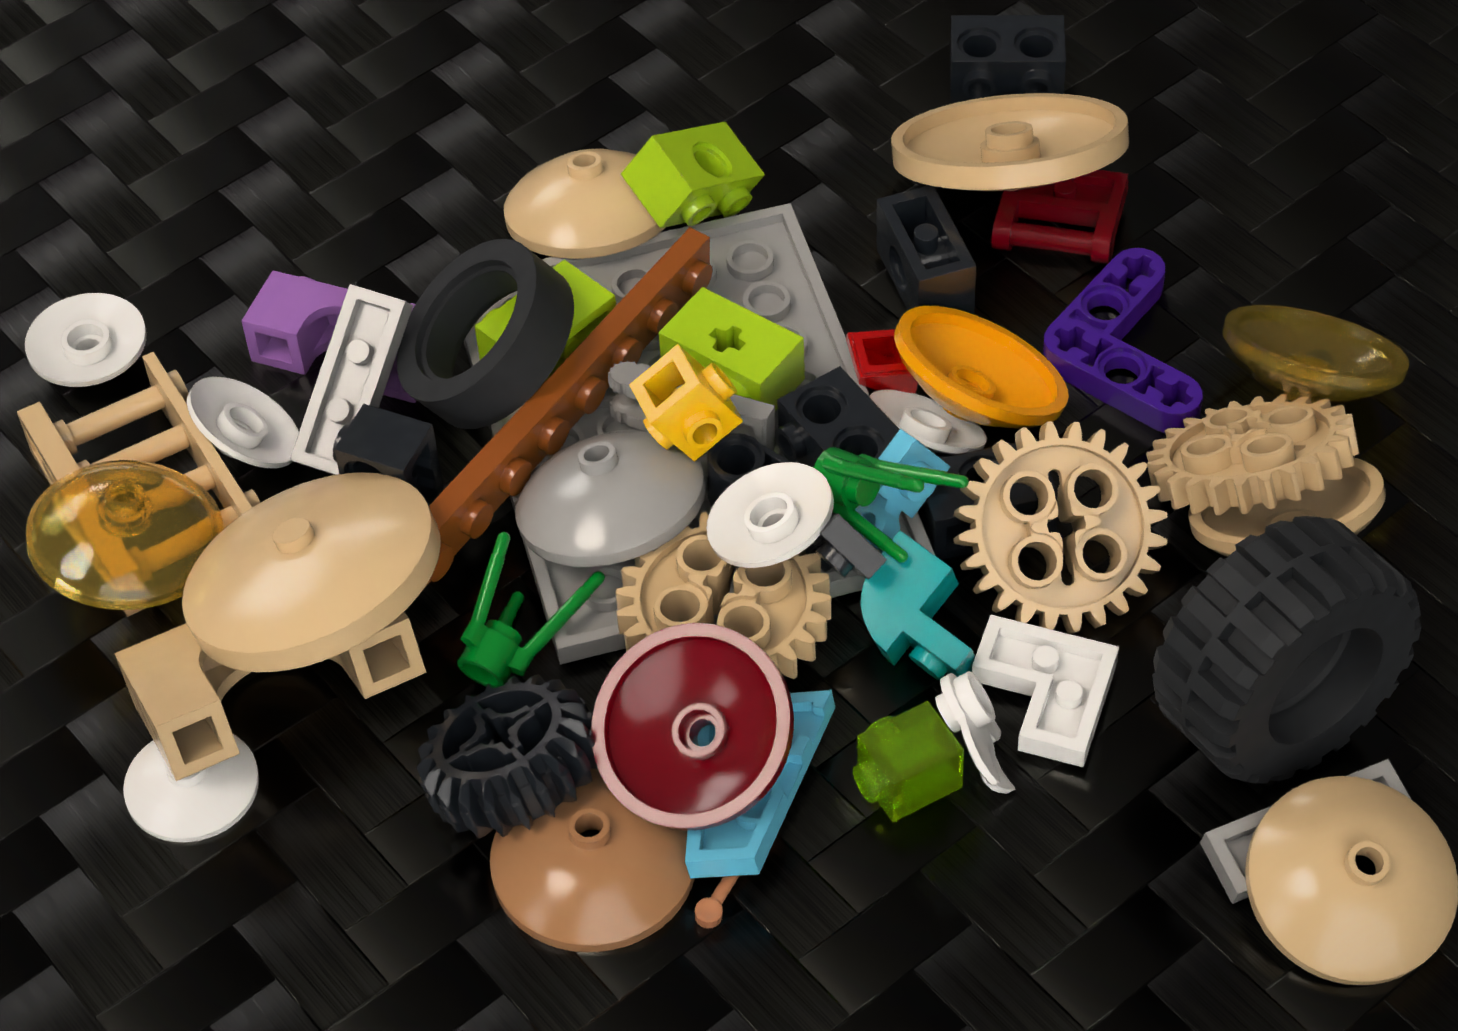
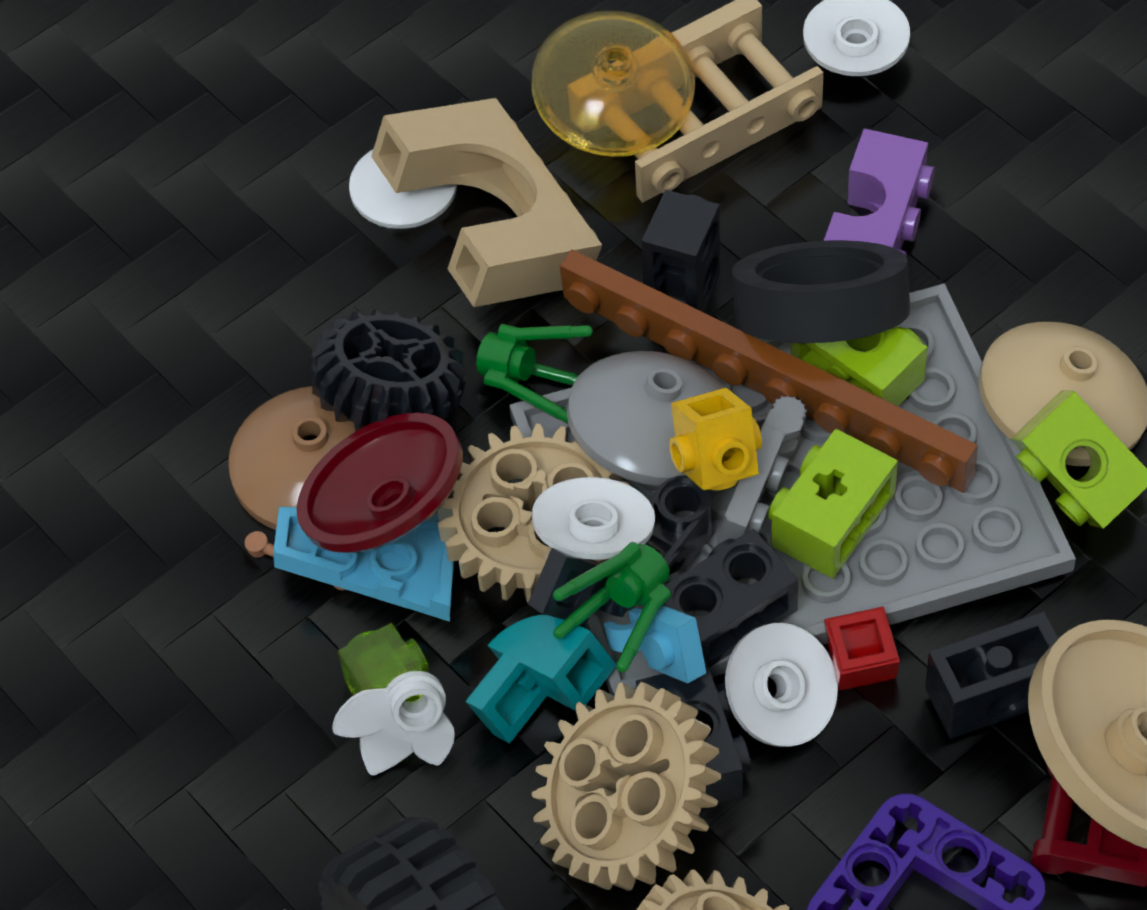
camera: 90 degrees right, 5 degrees up
(242, 422) = (783, 151): white dish -> none
(311, 572) = (546, 200): tan dish -> none
(351, 372) = (794, 215): plate -> none
(979, 368) = (877, 717): light orange dish -> none
(1060, 672) = (485, 805): white plate -> none

